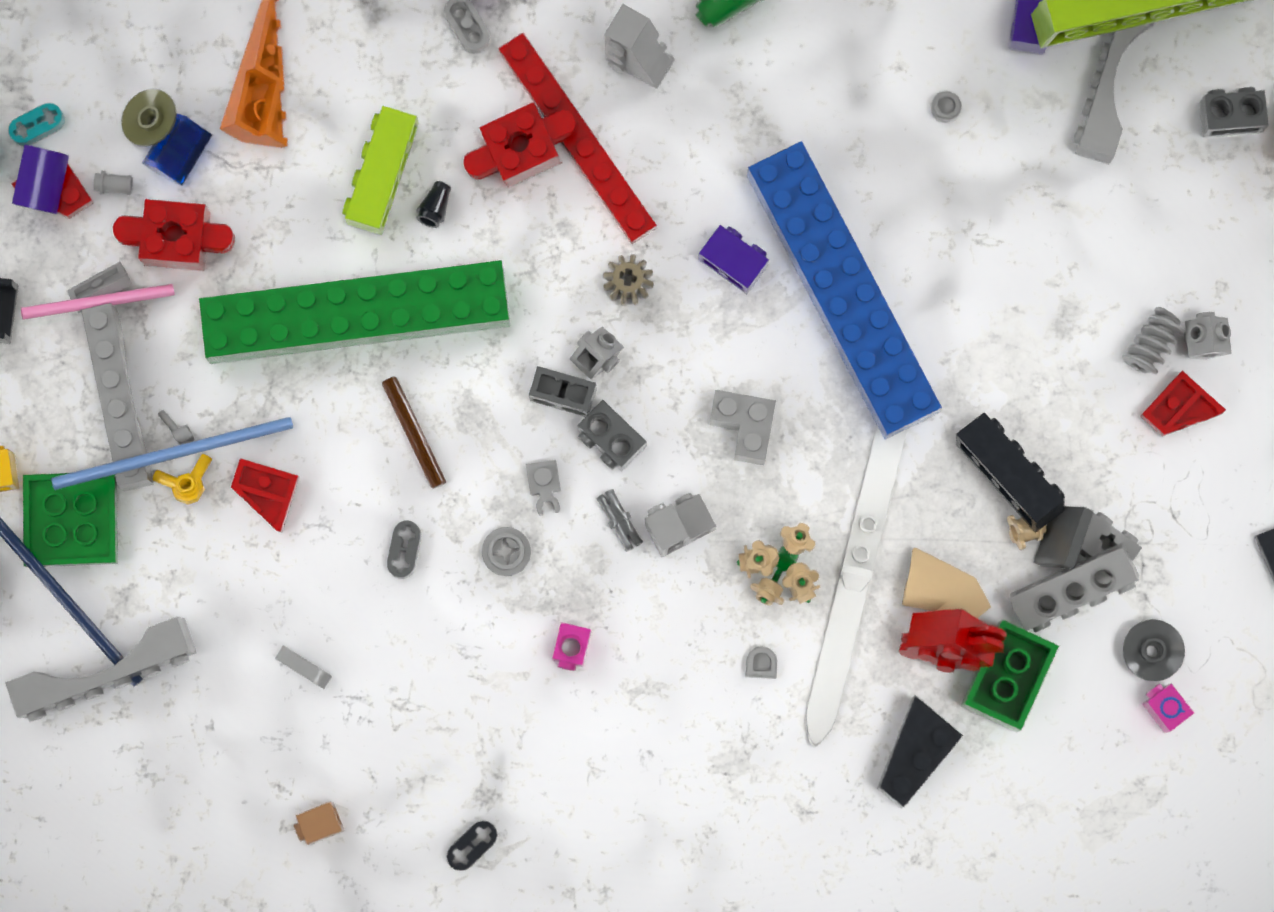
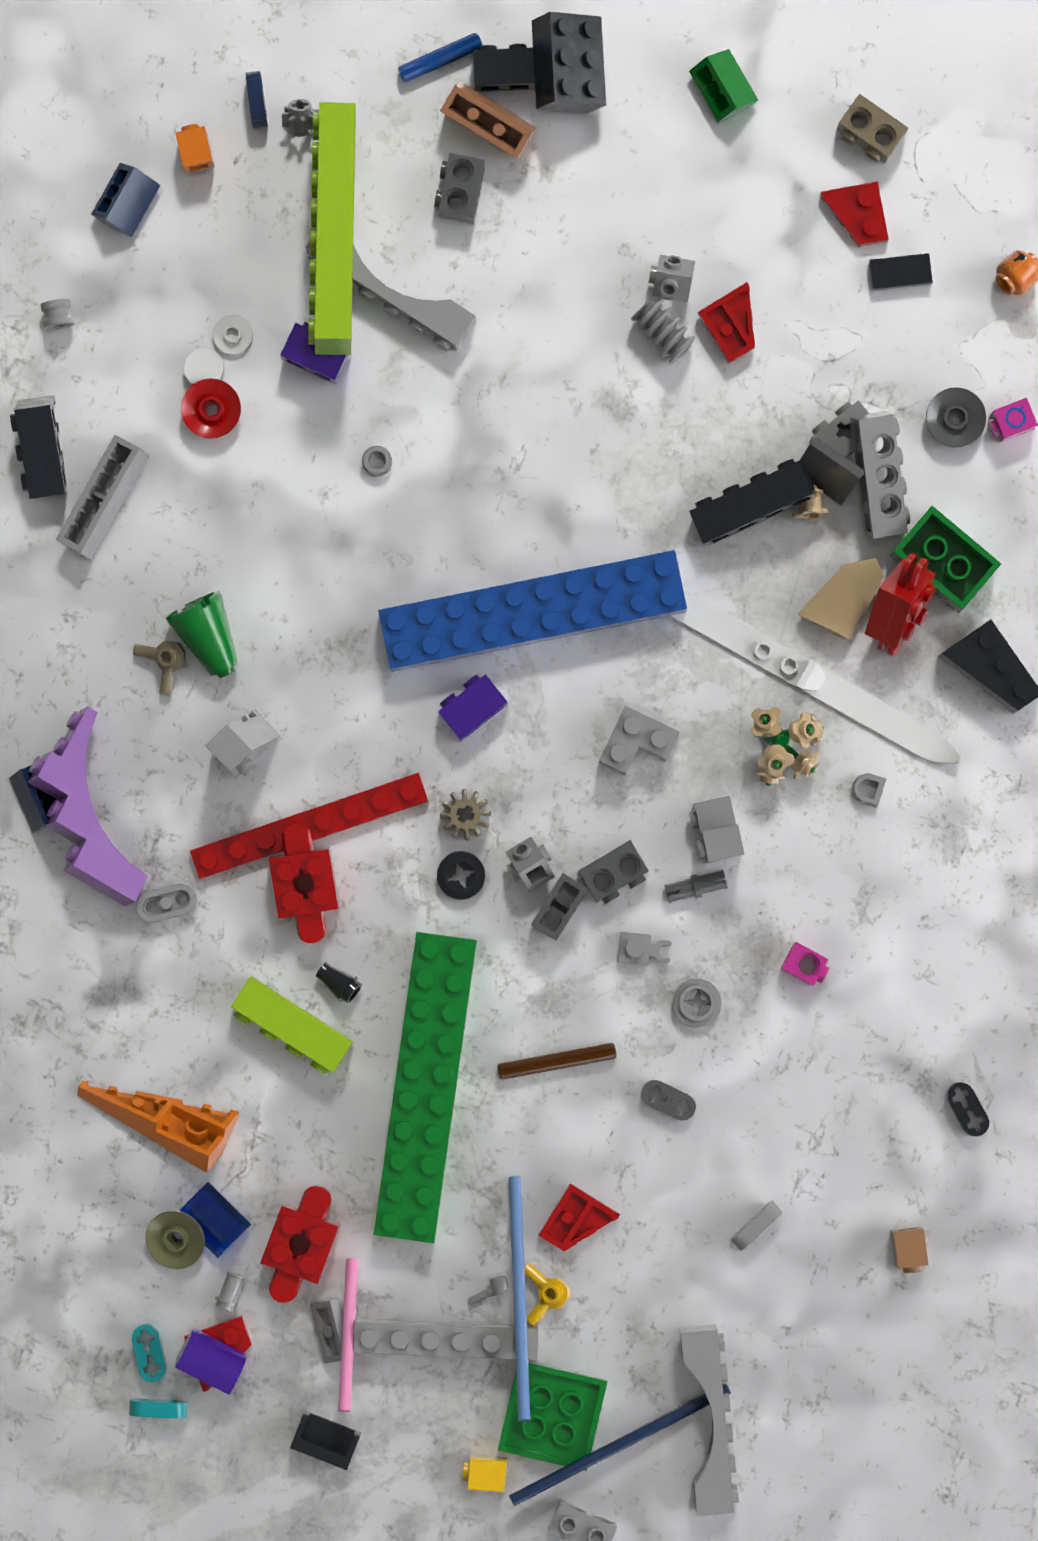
camera: 75 degrees left, 5 degrees up
(571, 279) = (447, 869): none -> black gear

